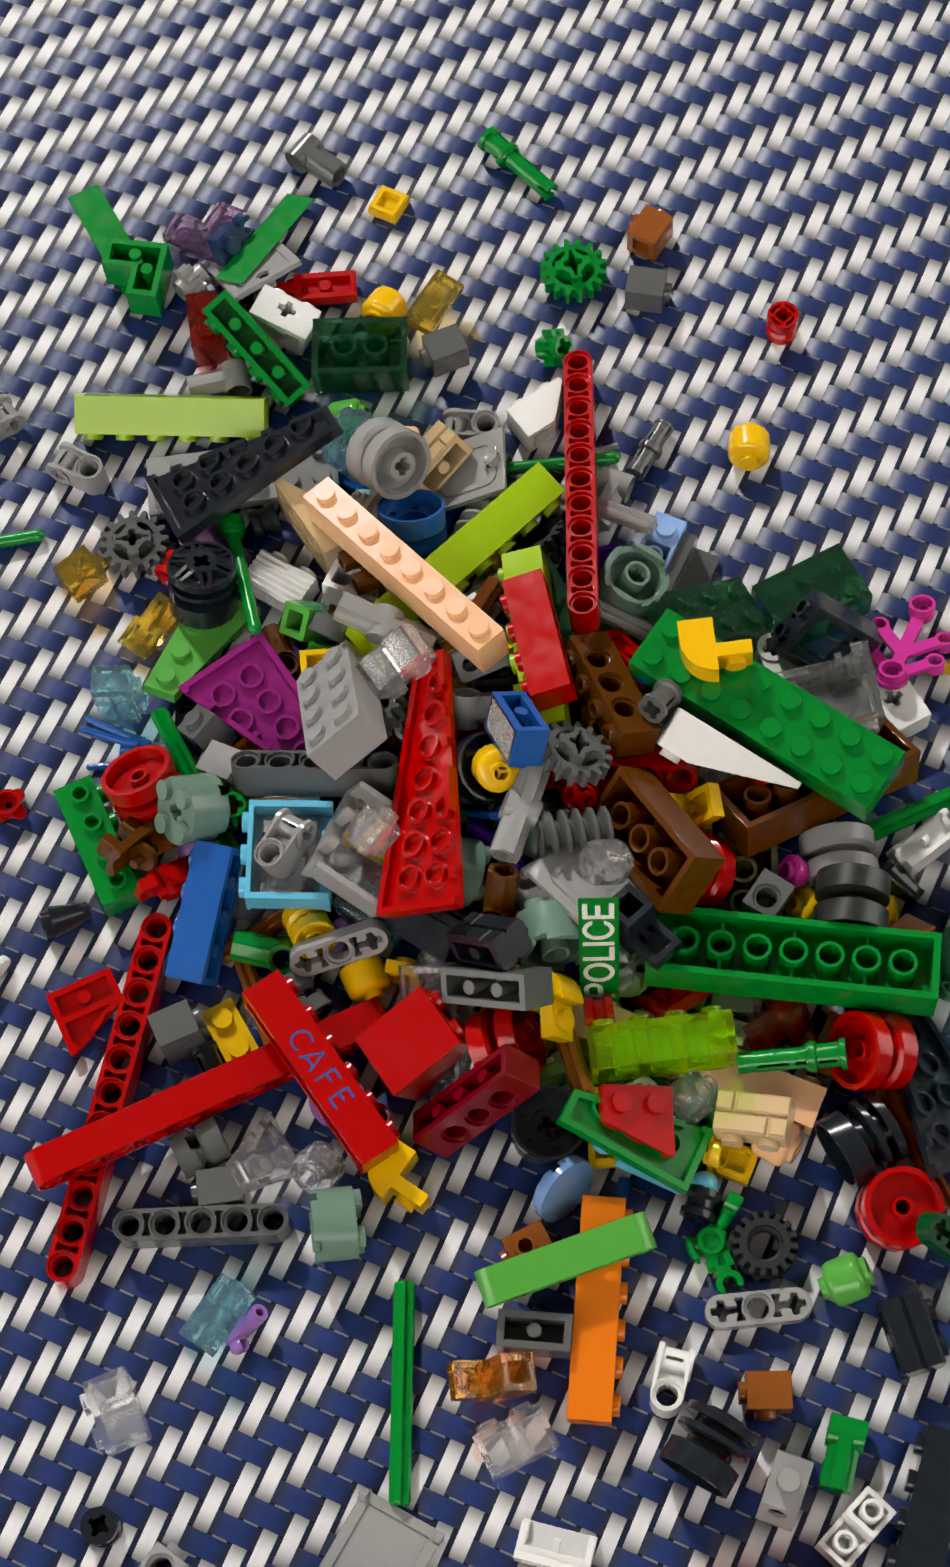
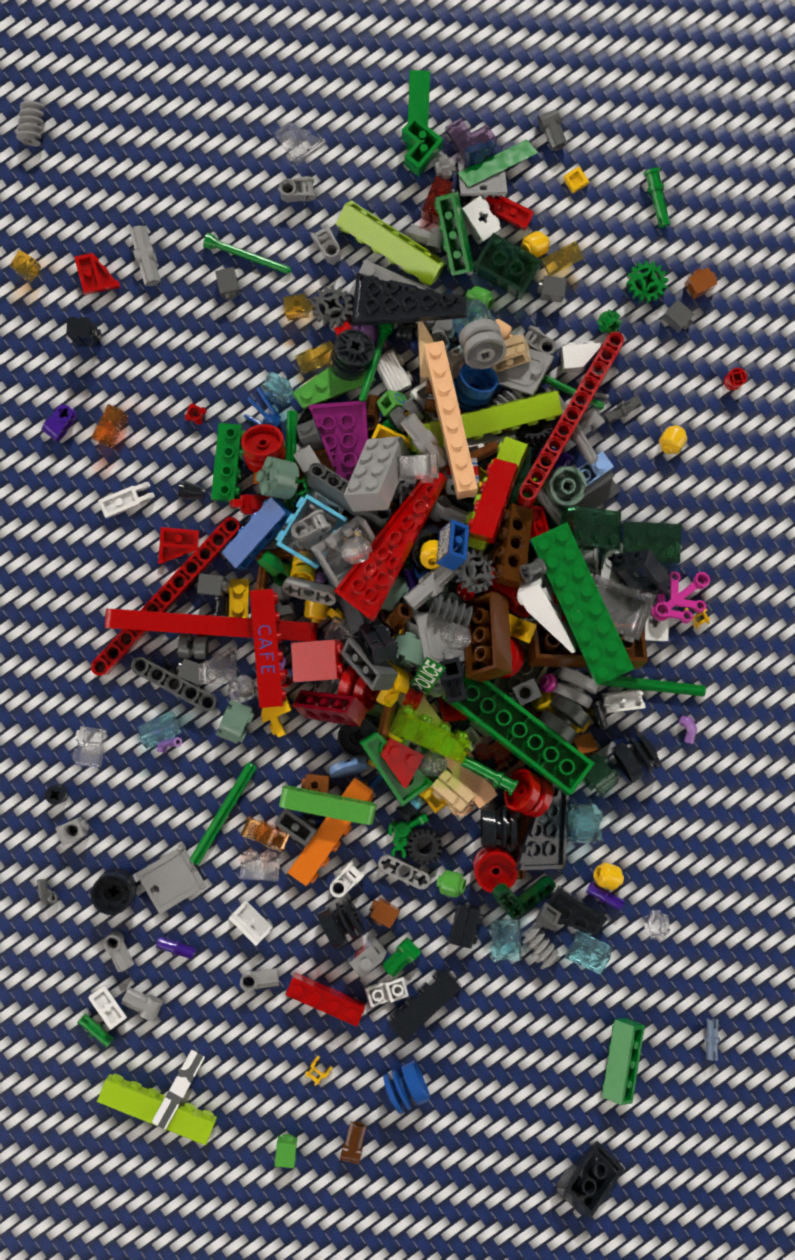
camera: 25 degrees right, 20 degrees up
(134, 848) = (246, 474): reddish brown hips -> none
(704, 656) = (566, 561): yellow brick -> none

